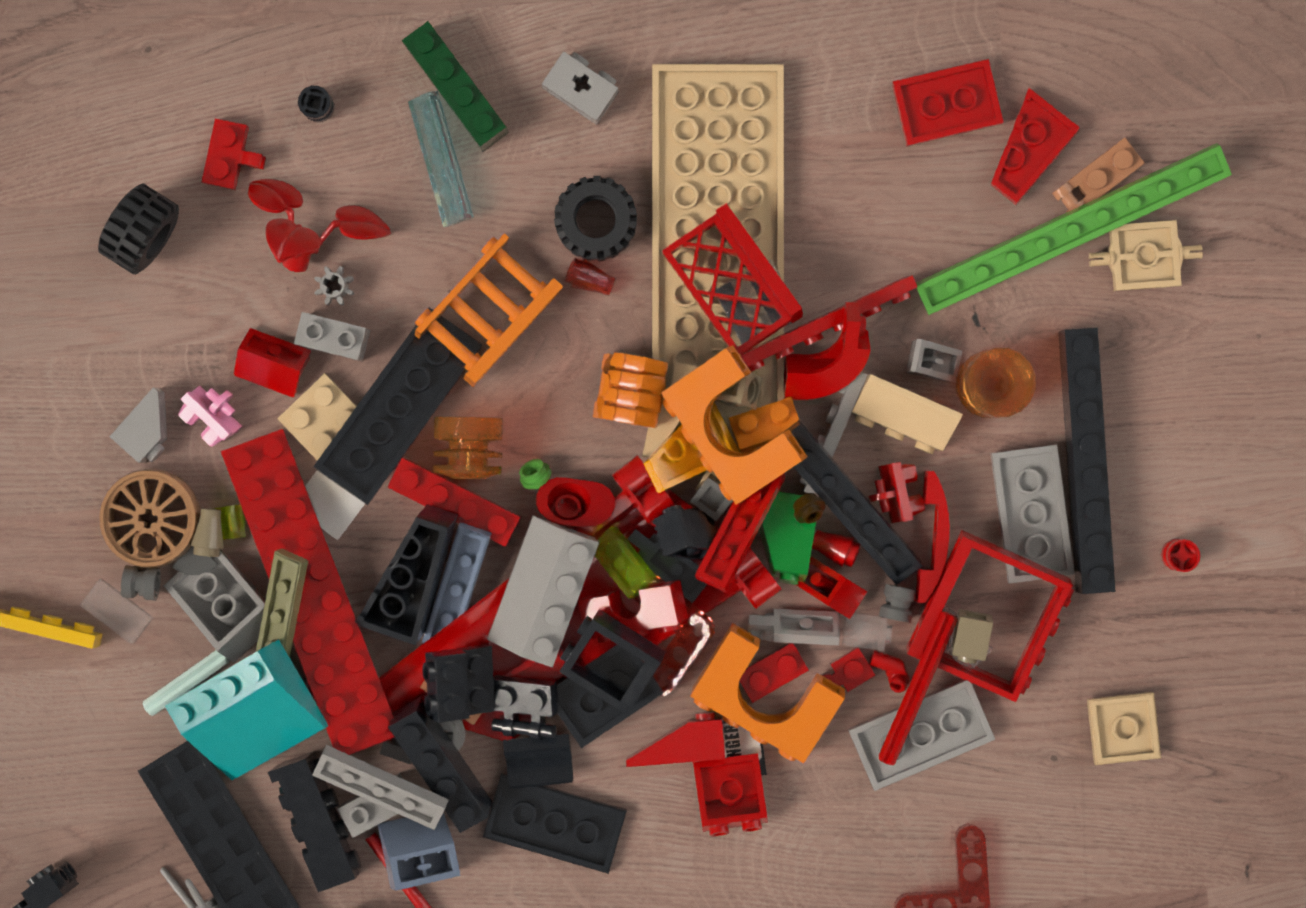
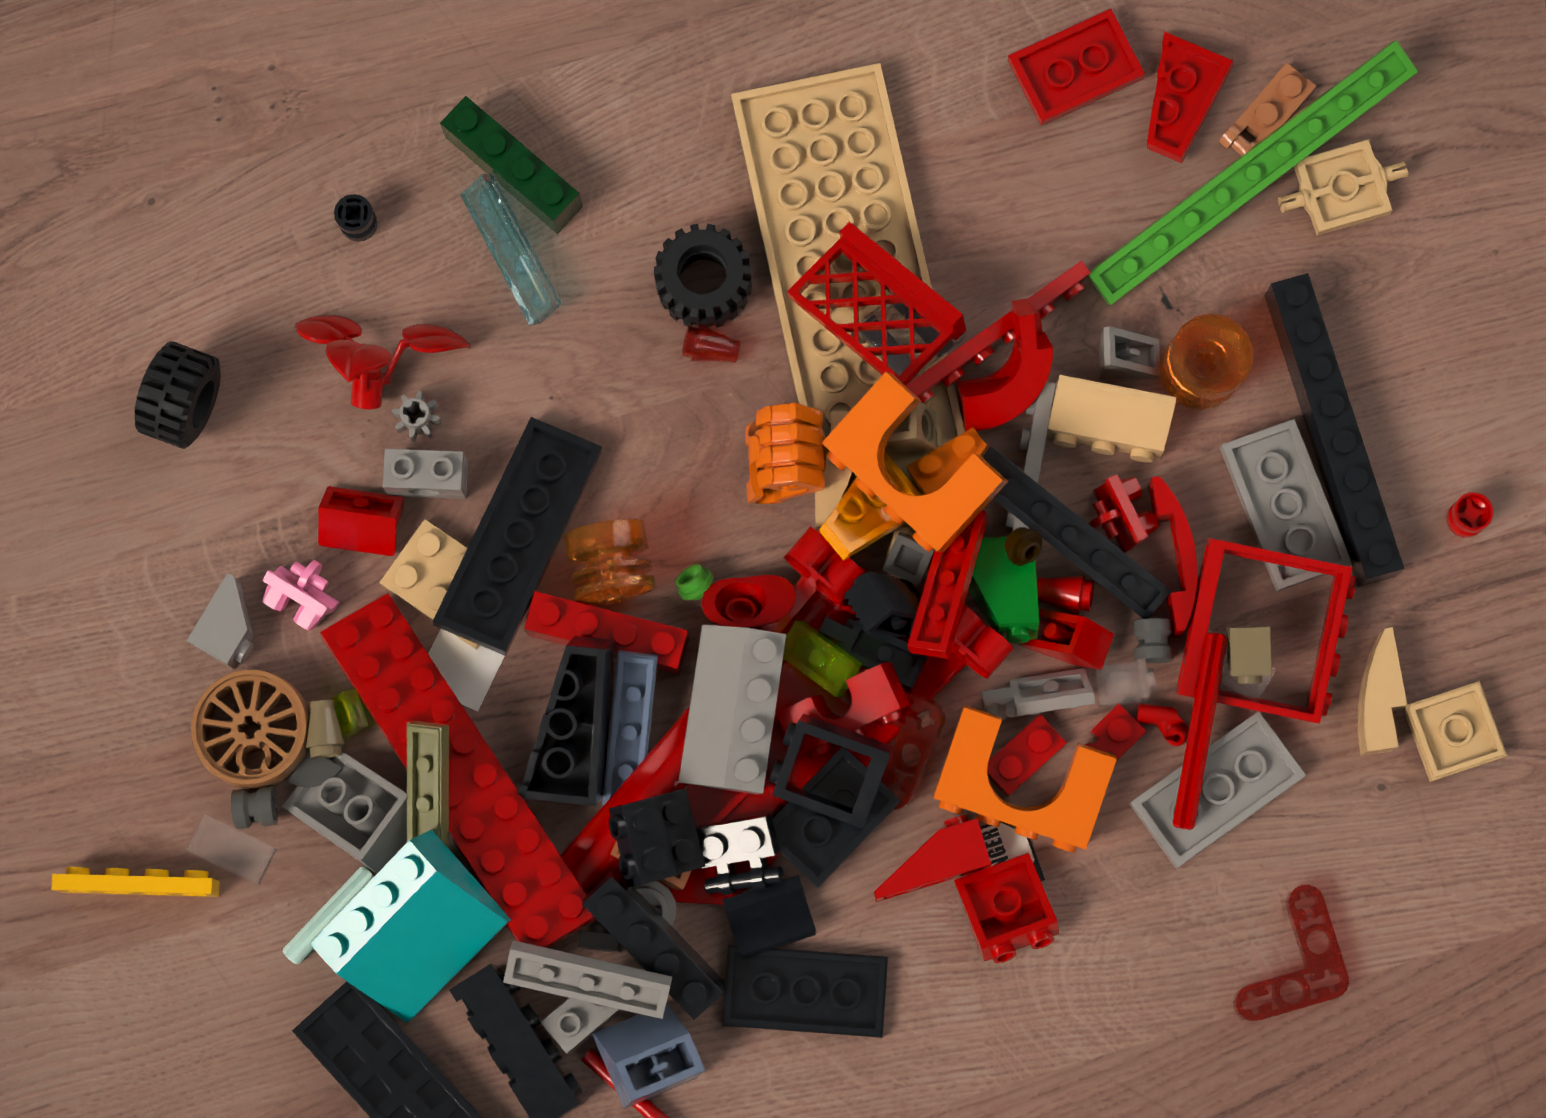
camera: 10 degrees left, 10 degrees down
(228, 154) = (265, 296): red plate -> none
(497, 340) = (619, 436): orange fence -> none
(591, 103) = (667, 151): light grey brick -> none
(1070, 687) = (1380, 695): none -> tan slope

